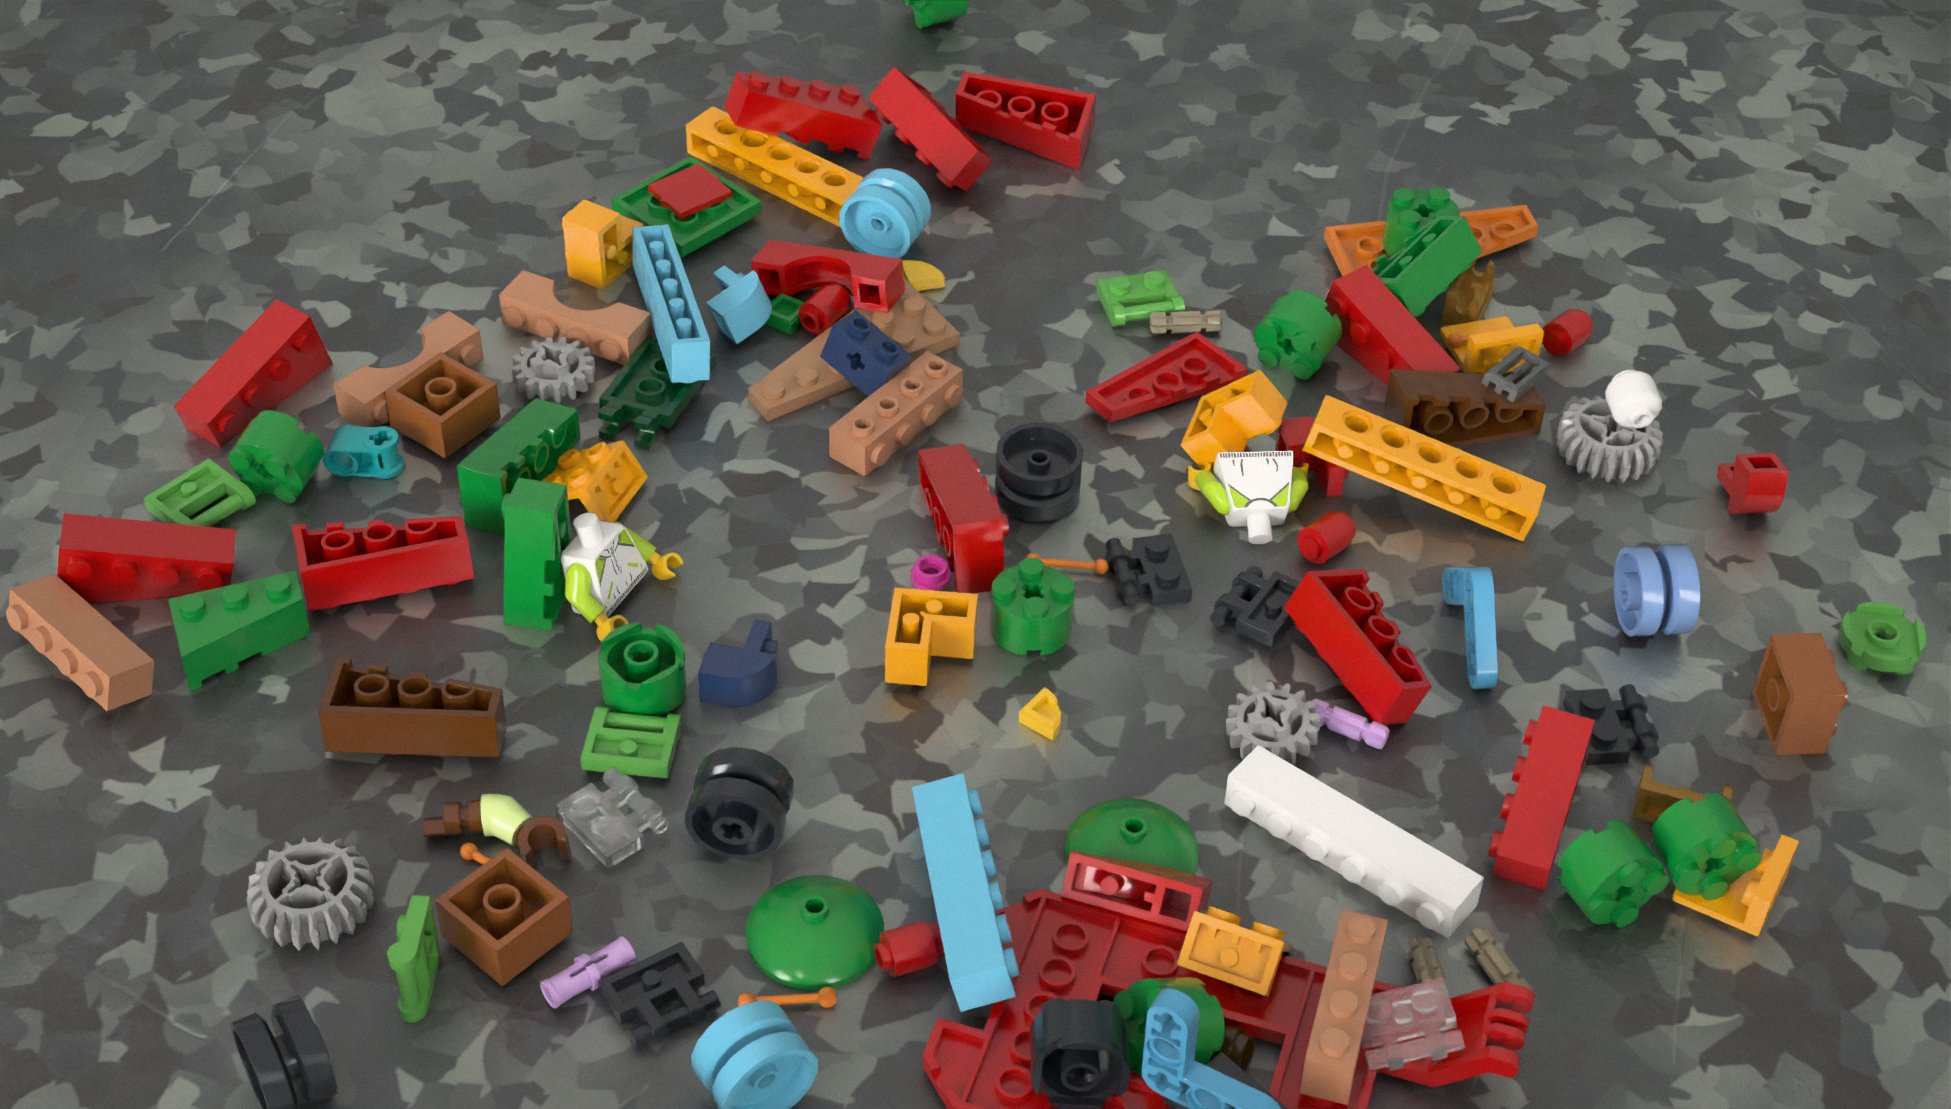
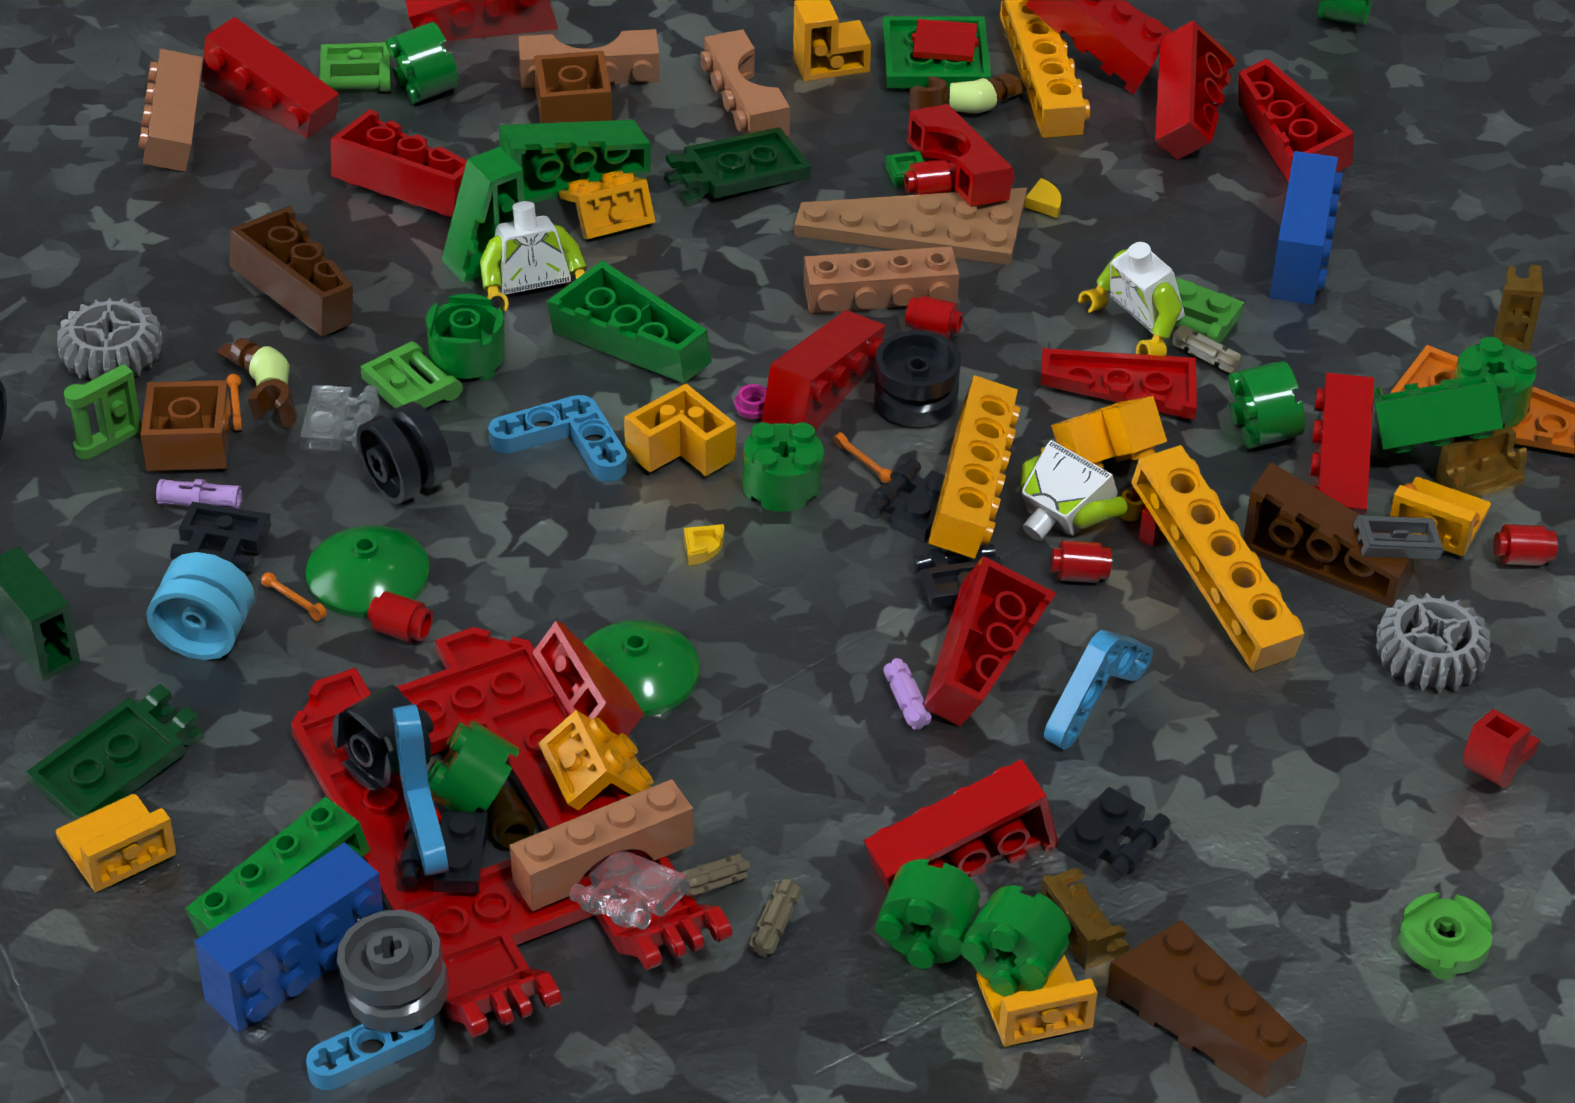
camera: 45 degrees right, 0 degrees up
(237, 622) = (269, 152): green wedge -> none
(362, 450) = (490, 96): teal piece -> none
(553, 369) = (683, 112): light grey gear -> none
(671, 304) = (810, 107): medium azure brick -> none
(740, 675) = (533, 382): dark blue brick -> none
(741, 304) = (868, 140): medium azure brick -> none
(763, 570) = (629, 323): none -> green wedge
(765, 225) = (966, 97): none -> piece
(820, 686) = (579, 419): none -> dark azure beam
(863, 353) = (898, 216): dark blue brick -> none
(885, 213) = (1058, 133): medium azure wheel -> none
(963, 893) = (466, 601): medium azure brick -> none
(974, 417) = (934, 316): none -> red brick
(1112, 298) = (1144, 289): none -> torso
(1147, 187) = (1306, 228): none -> blue brick
(1176, 513) = (976, 468): none -> light orange brick
(1273, 722) = (842, 653): light grey gear -> none
(1353, 841) = (787, 765): white brick -> none
(1361, 163) = (1519, 308): none -> pearl gold hinge
(1633, 399) = (1464, 613): white head -> none
(1656, 590) = (1273, 760): medium blue wheel -> none
(1799, 693) = (1280, 909): dark orange brick -> none
(1844, 800) = (1209, 1007): none -> reddish brown wedge

